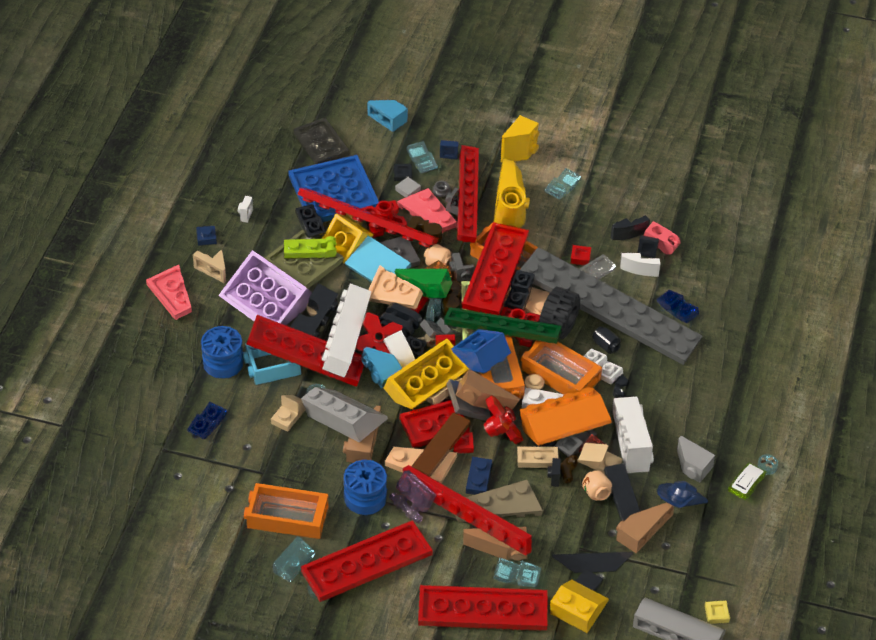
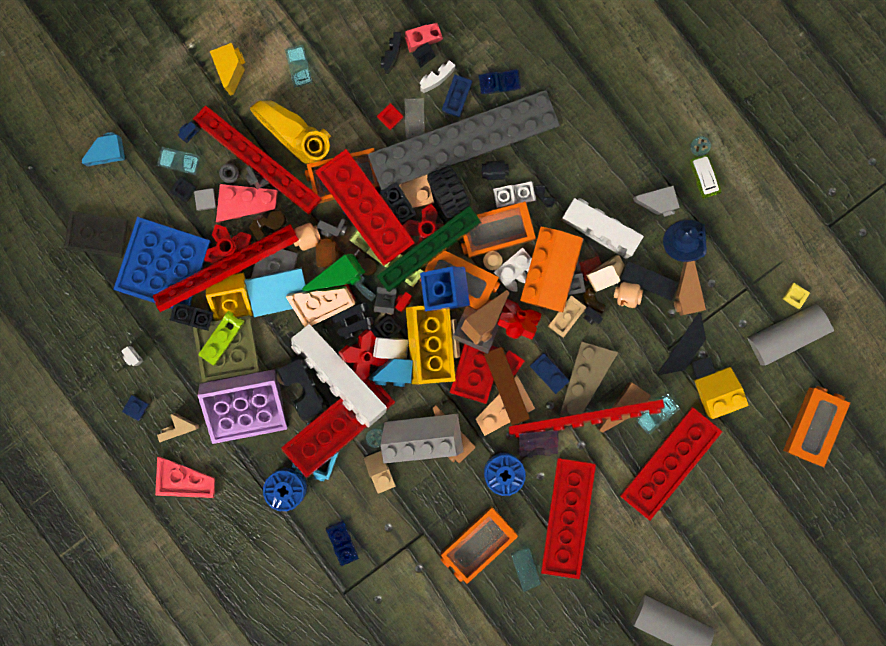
camera: 55 degrees left, 40 degrees up
(639, 284) = (456, 95): none -> dark blue plate

